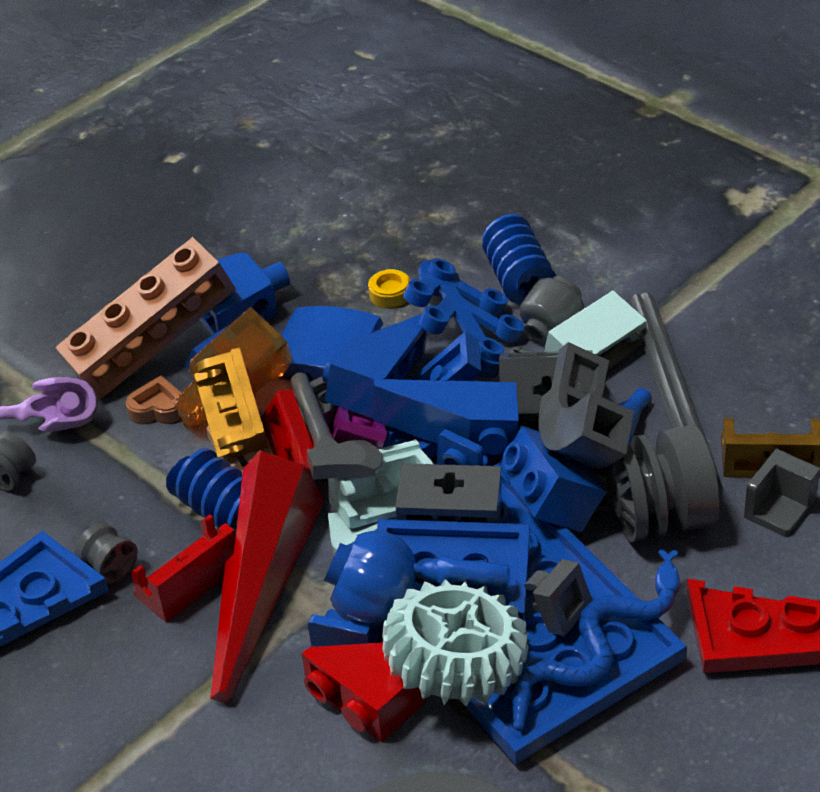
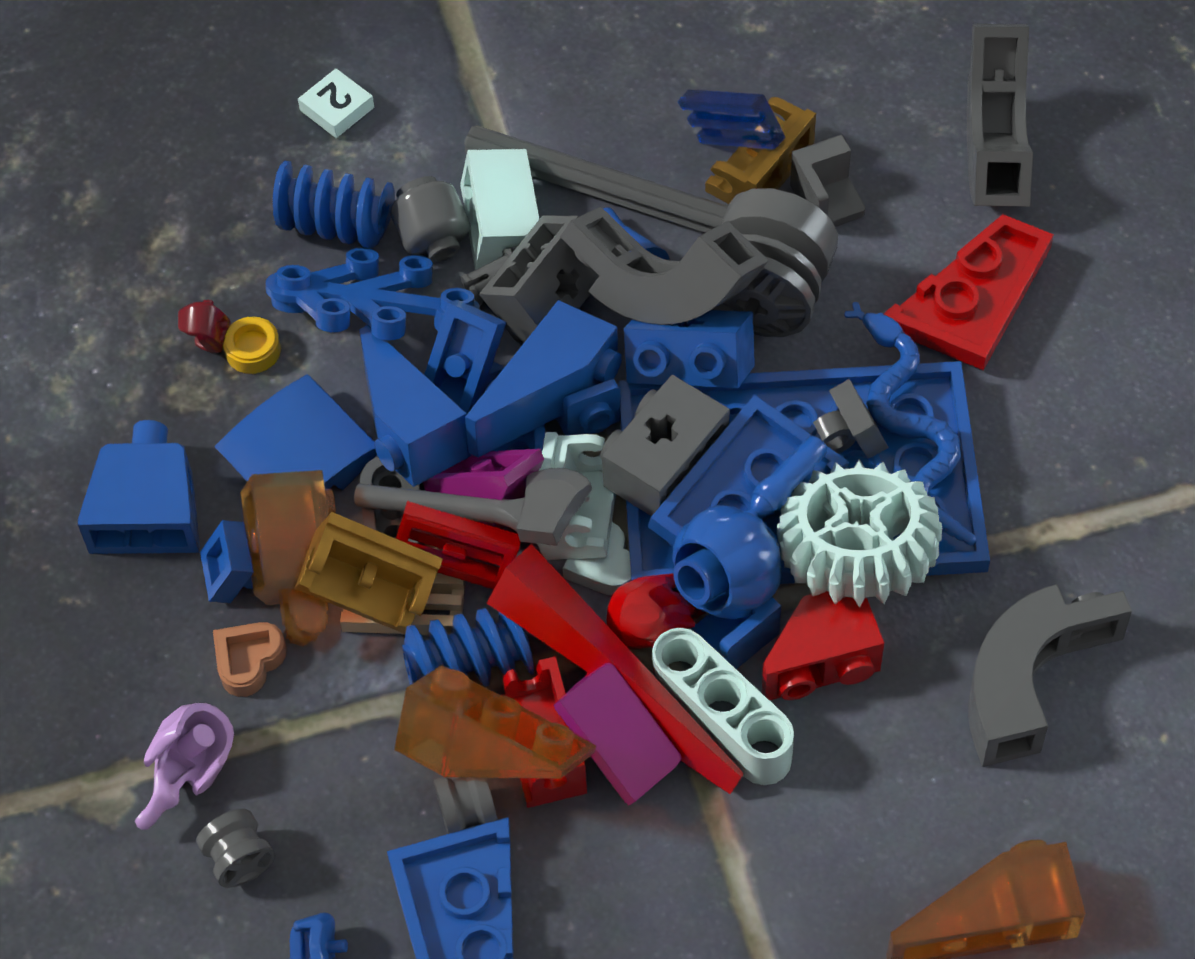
camera: 60 degrees left, 15 degrees up
(146, 317) = (136, 594): nougat brick -> none
(146, 517) = (480, 734): none -> clear orange slope
(197, 596) = (627, 738): none -> magenta slope
(270, 653) = (717, 680): none -> light aqua beam
(305, 568) = (648, 608): none -> red piece
(378, 255) = (205, 323): none -> dark red piece
(610, 229) = (336, 103): none -> light aqua tile
(775, 404) = (735, 126): none -> clear blue tile

